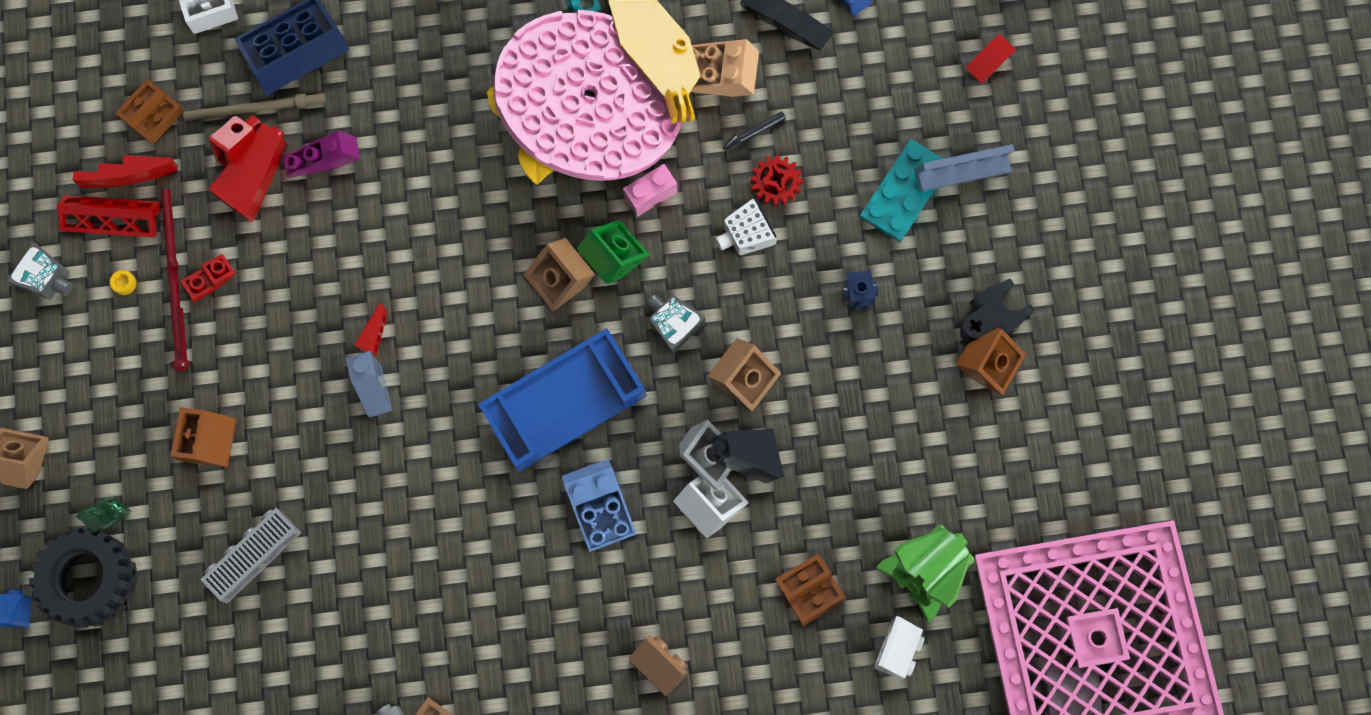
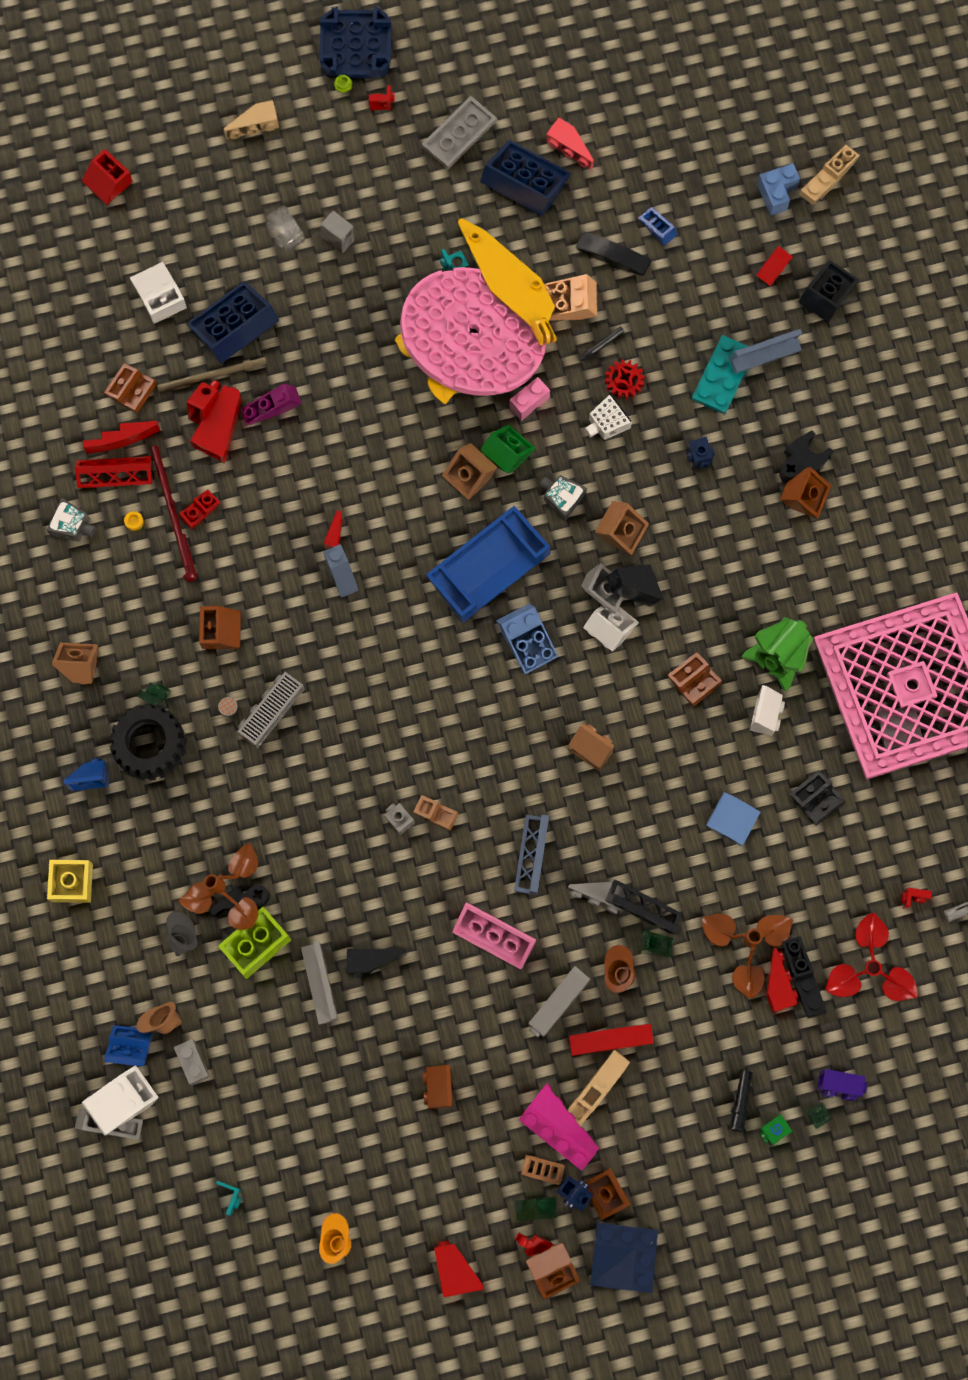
camera: 10 degrees left, 0 degrees up
(198, 543) = (228, 707): none -> tile
(1056, 99) = (828, 291): none -> black slope

